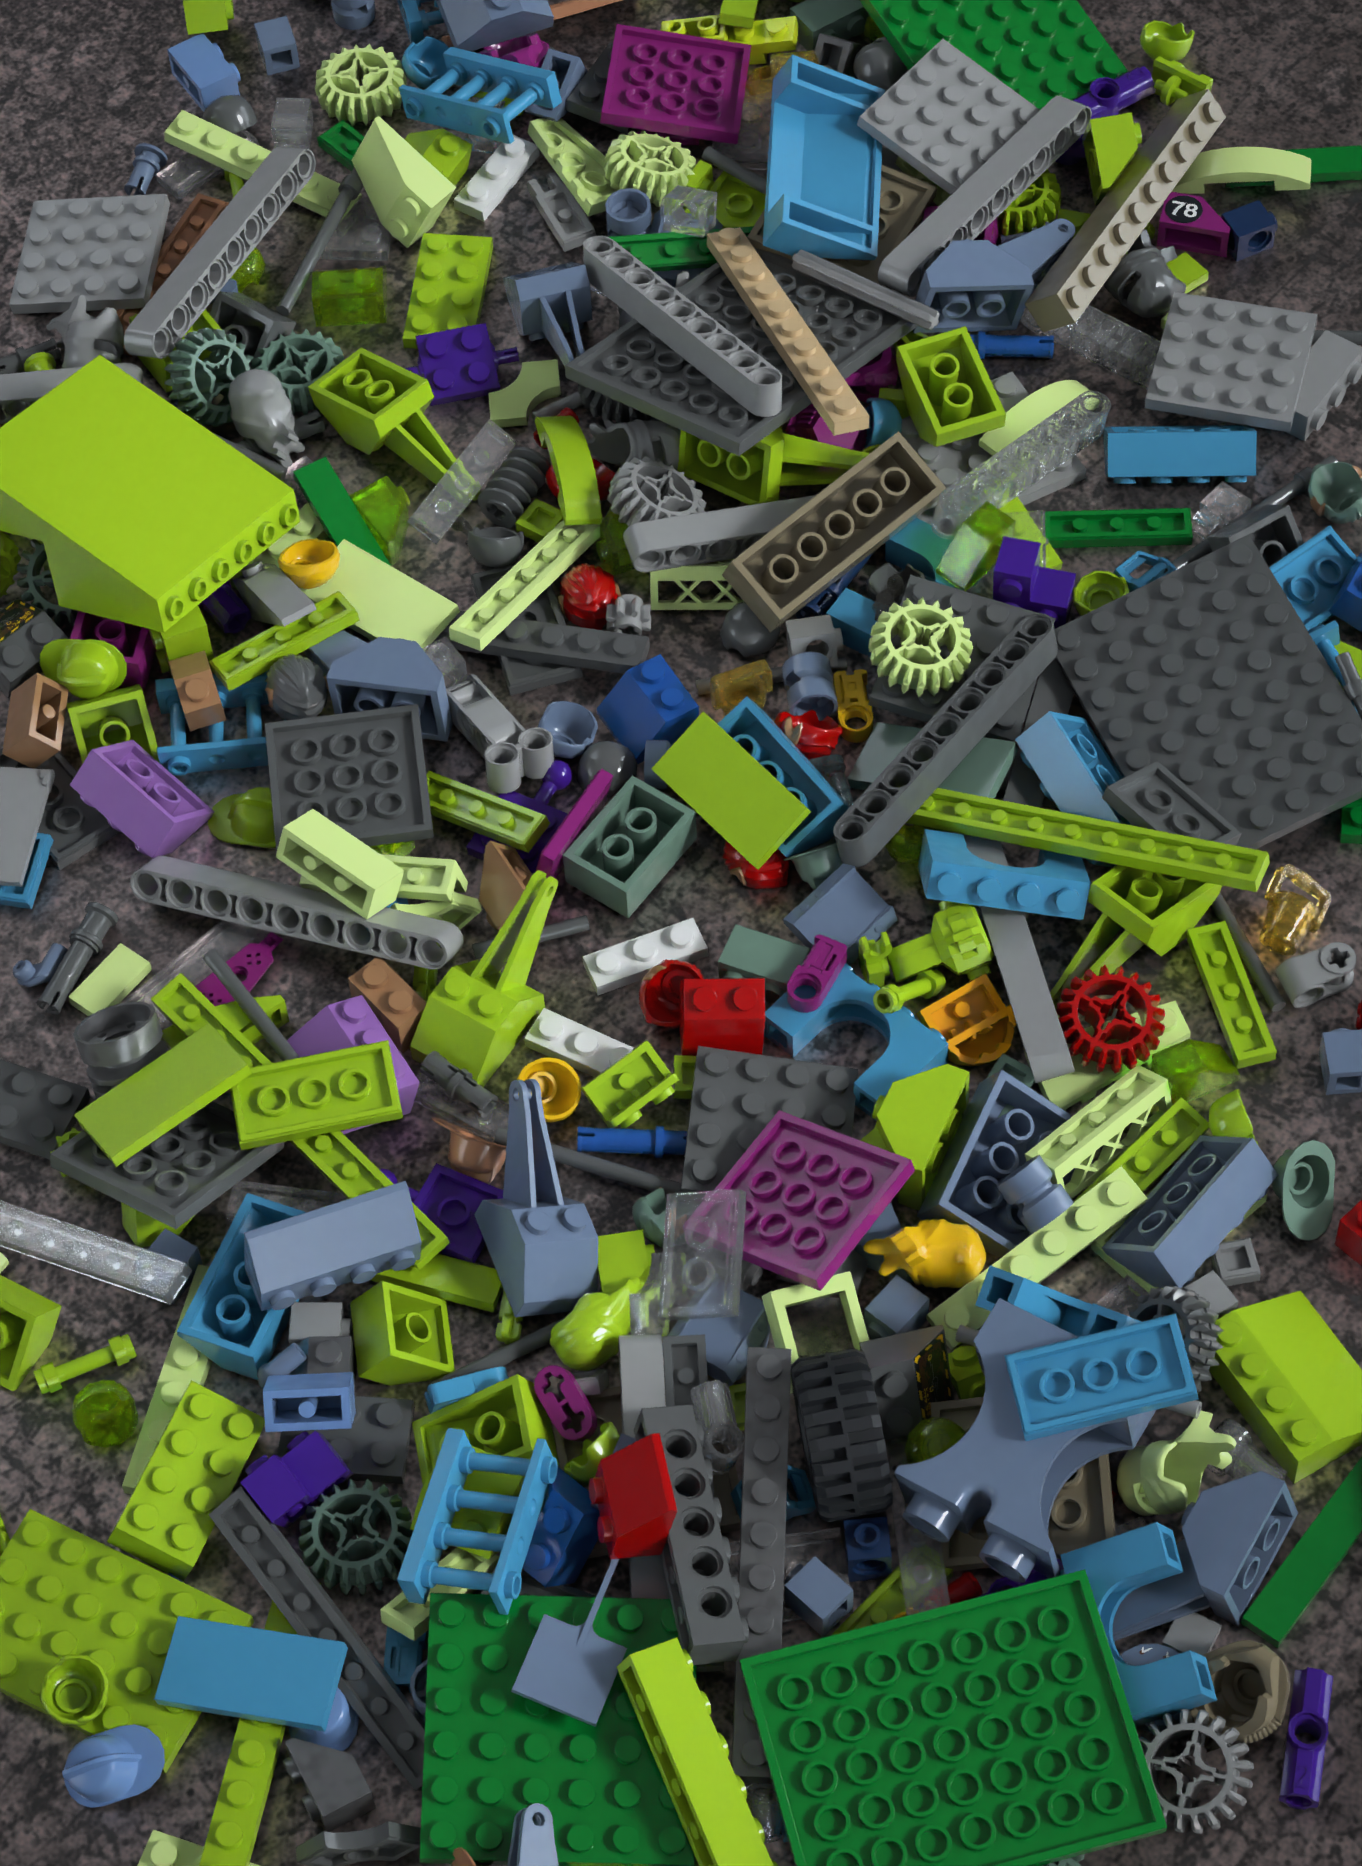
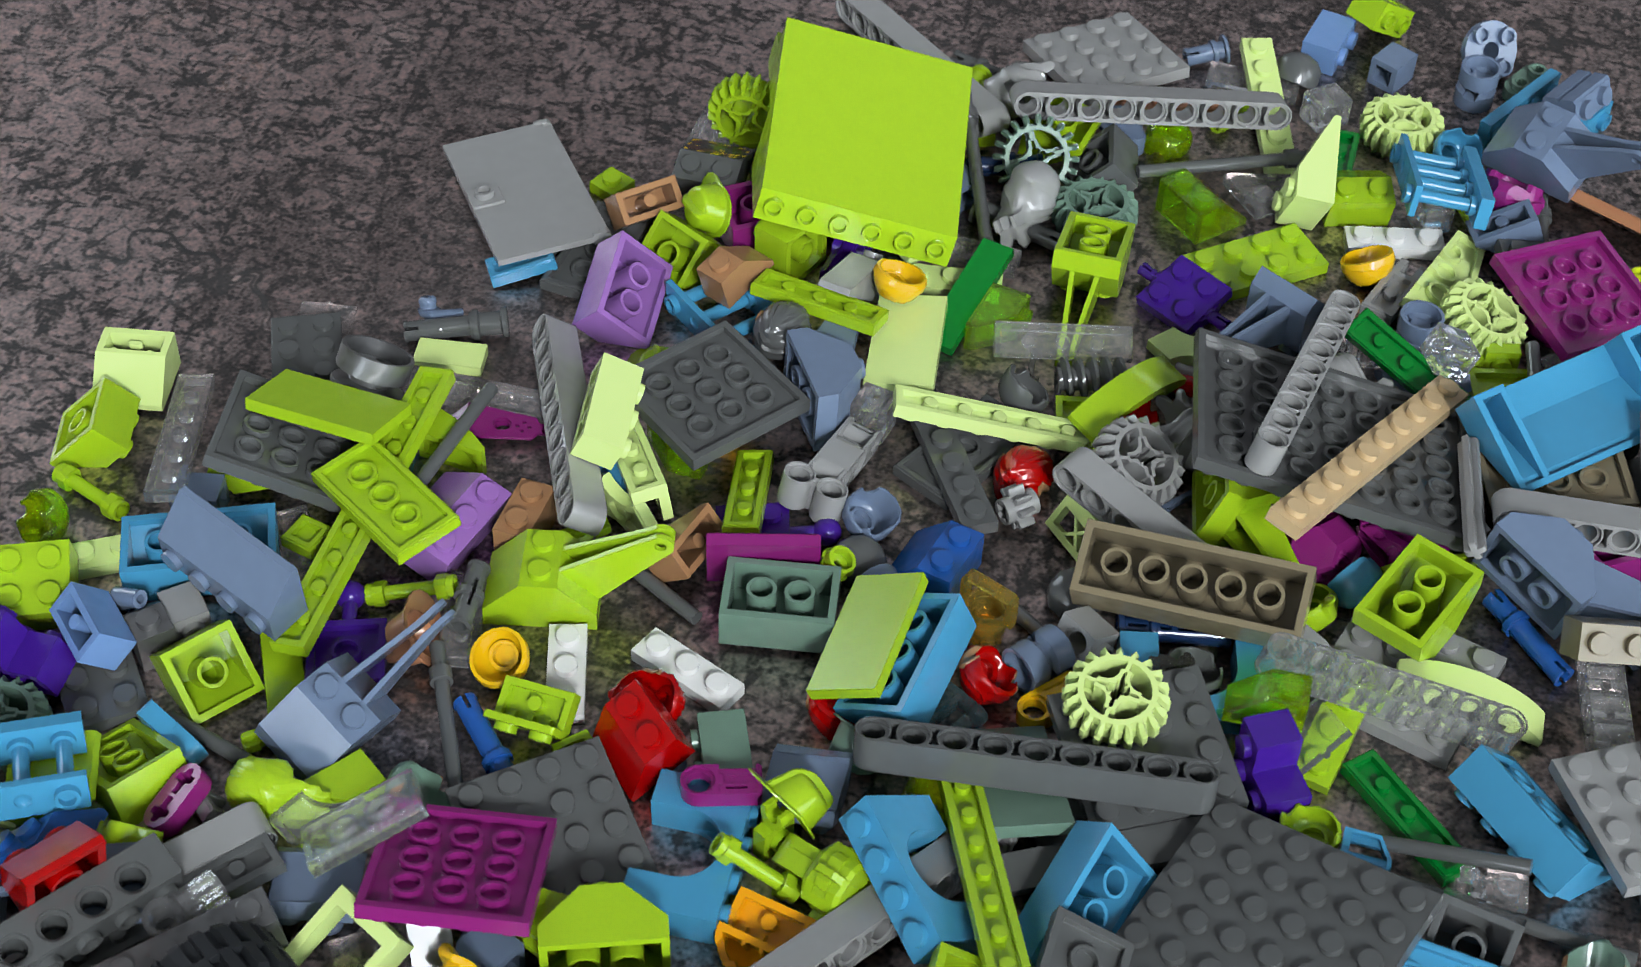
camera: 55 degrees right, 10 degrees down
(287, 1188) = (305, 536): none -> lime tile
(430, 1100) = (380, 593): none -> lime bar
(519, 208) = (1367, 264): none -> yellow piece
(621, 774) = (842, 557): none -> lime plate
(871, 917) = (802, 794): none -> lime piece
(1184, 513) = (1458, 855): none -> dark grey bar

